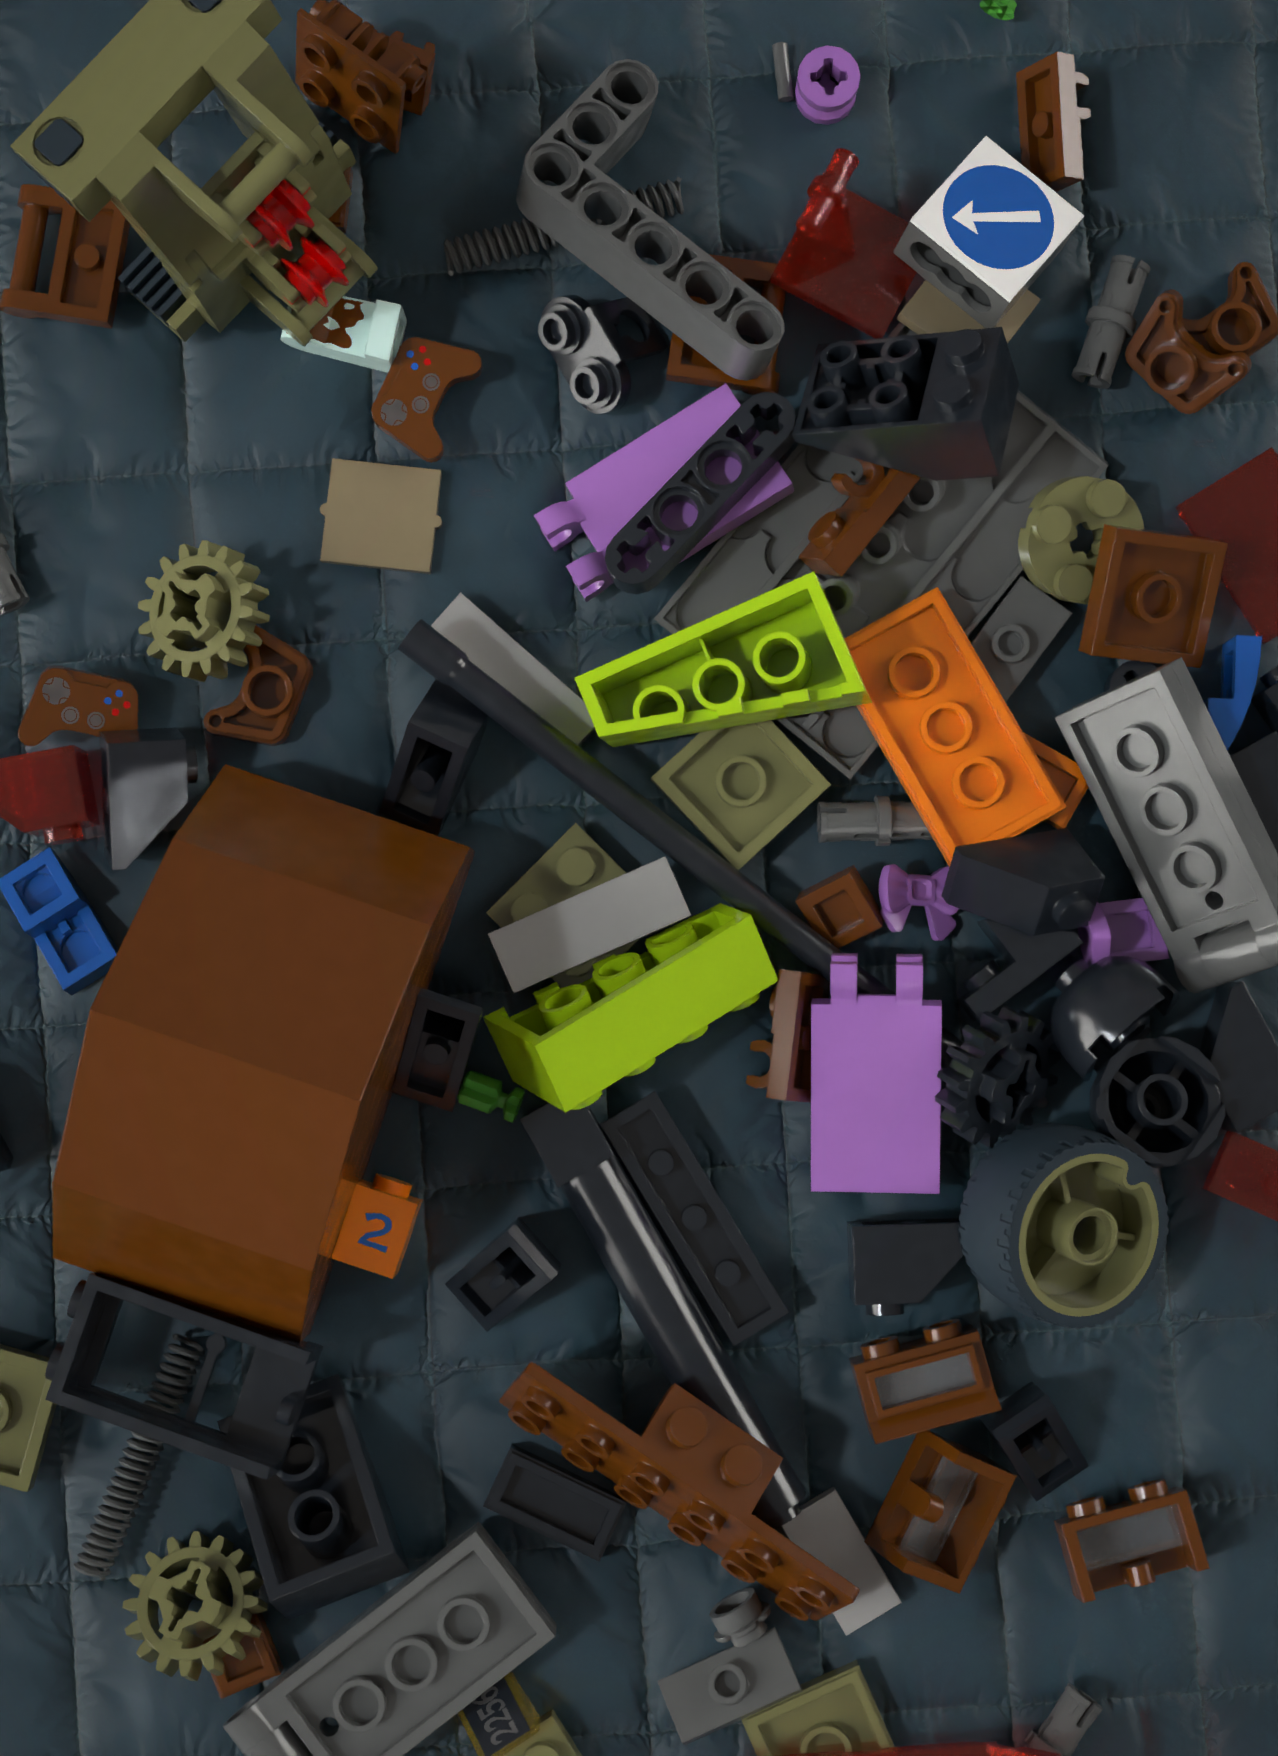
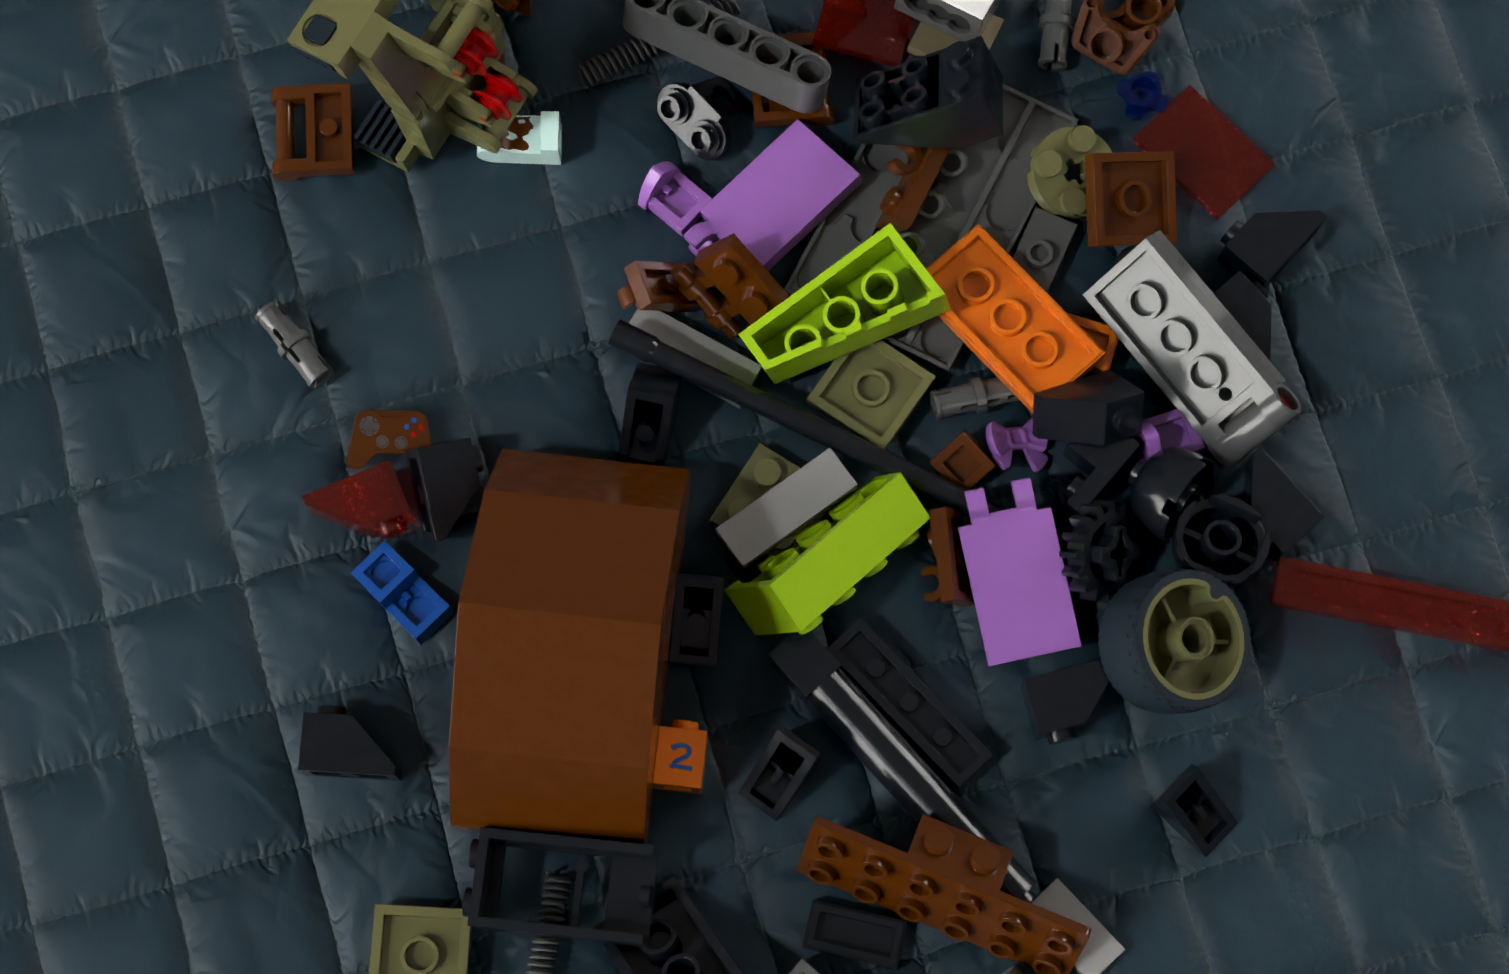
camera: 10 degrees left, 10 degrees down
(203, 611) = (462, 350): olive gear -> none
(268, 694) = (519, 401): reddish brown piece -> none
(381, 516) = (573, 262): dark tan piece -> none
(416, 389) = (580, 169): reddish brown piece -> none
(486, 1094) = (737, 649): bright green piece -> none
(489, 583) = (654, 288): none -> reddish brown plate
(534, 454) = (672, 197): none -> medium lavender tile
(592, 593) = (738, 276): none -> reddish brown plate
(693, 486) = (803, 195): black beam -> none
(923, 1381) = (1102, 782): reddish brown window -> none
(940, 1510) = (1137, 871): reddish brown window -> none
(1129, 1539) = (1280, 865): reddish brown window -> none
(1215, 434) = (1142, 83): none -> clear blue plate
(1238, 680) = (1204, 240): blue slope -> none

